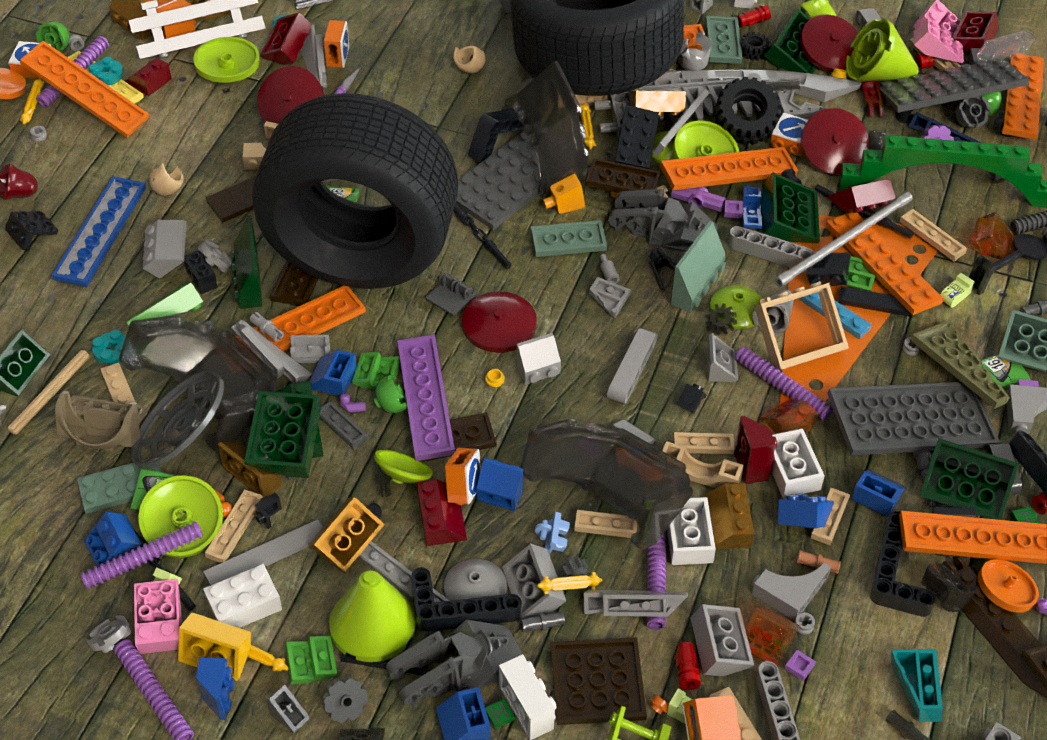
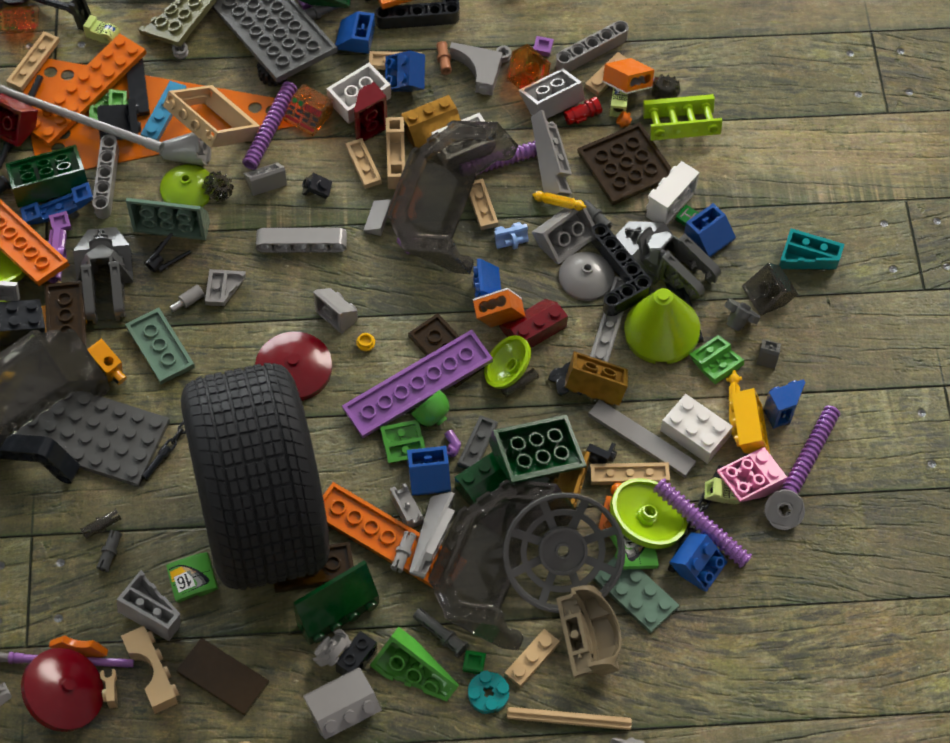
camera: 115 degrees left, 10 degrees up
(574, 567) = (539, 208): dark grey gear -> none

